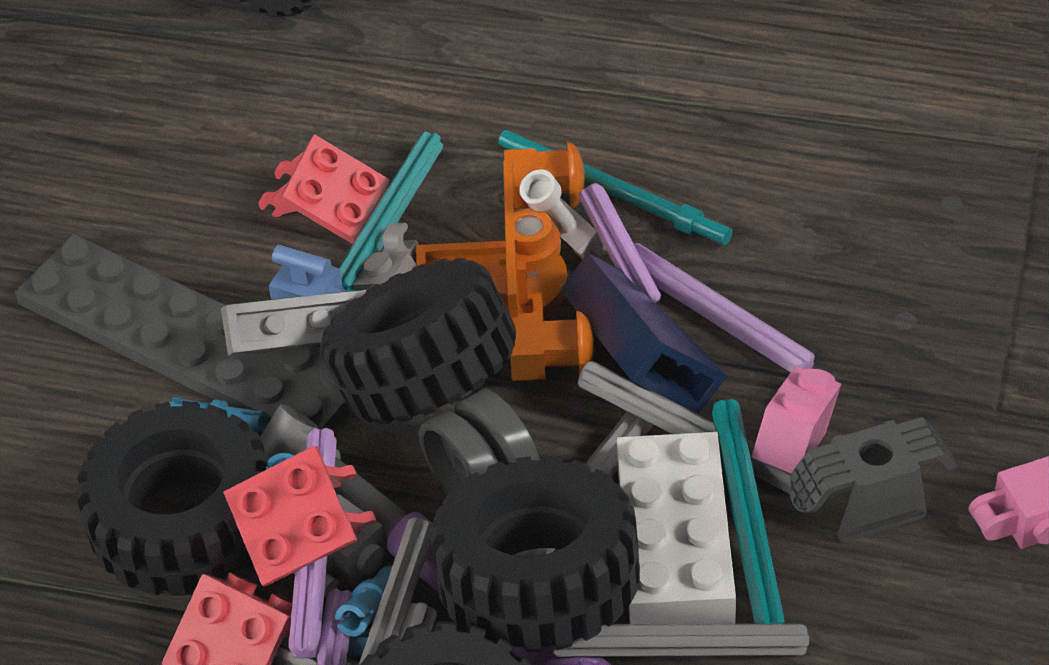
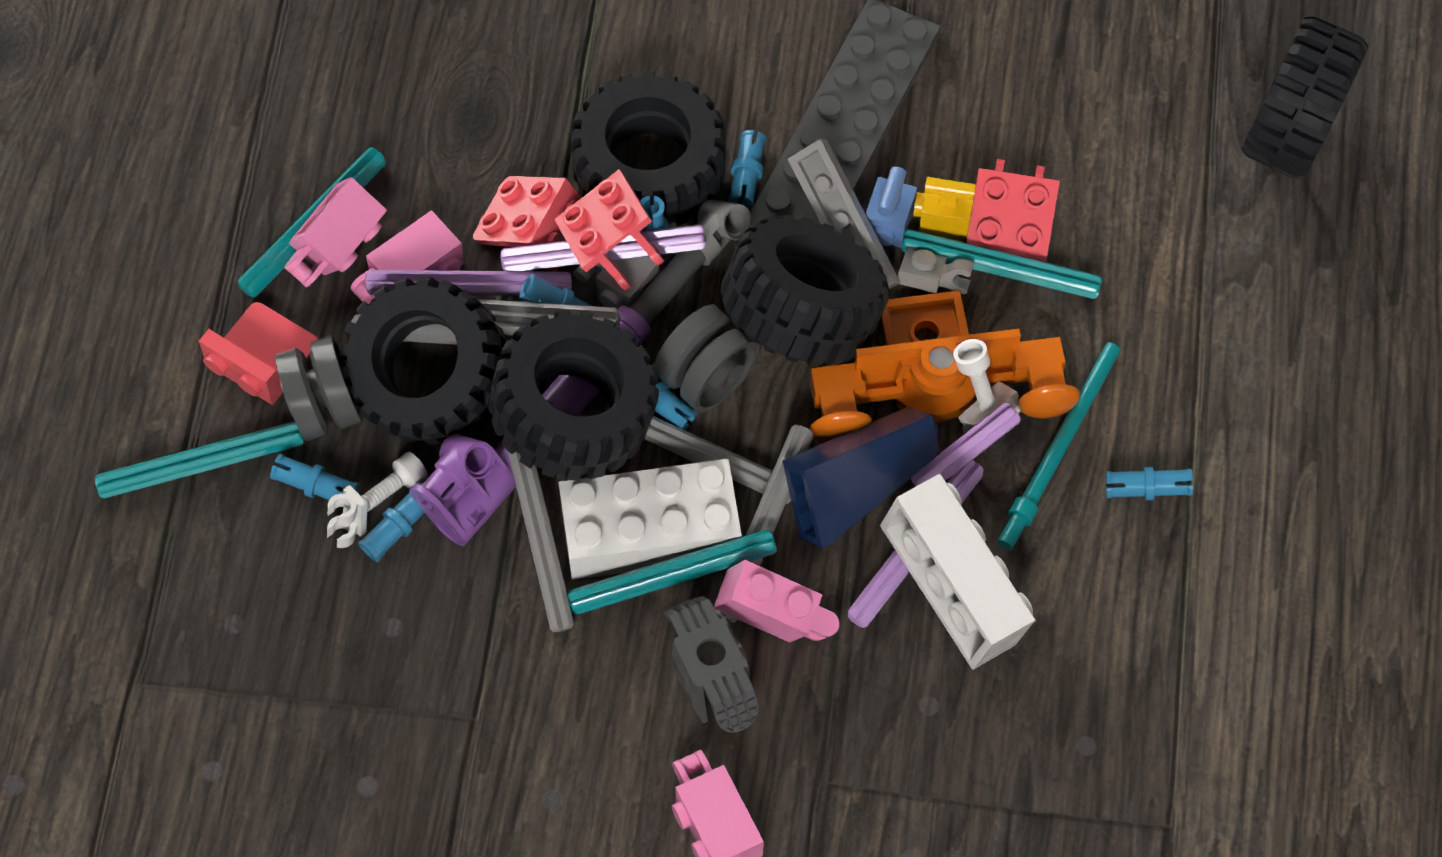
camera: 80 degrees right, 15 degrees up
(317, 230) = (945, 208): none -> yellow brick
(668, 121) = (1148, 483): none -> dark azure pin
(777, 249) = (957, 571): none -> white brick

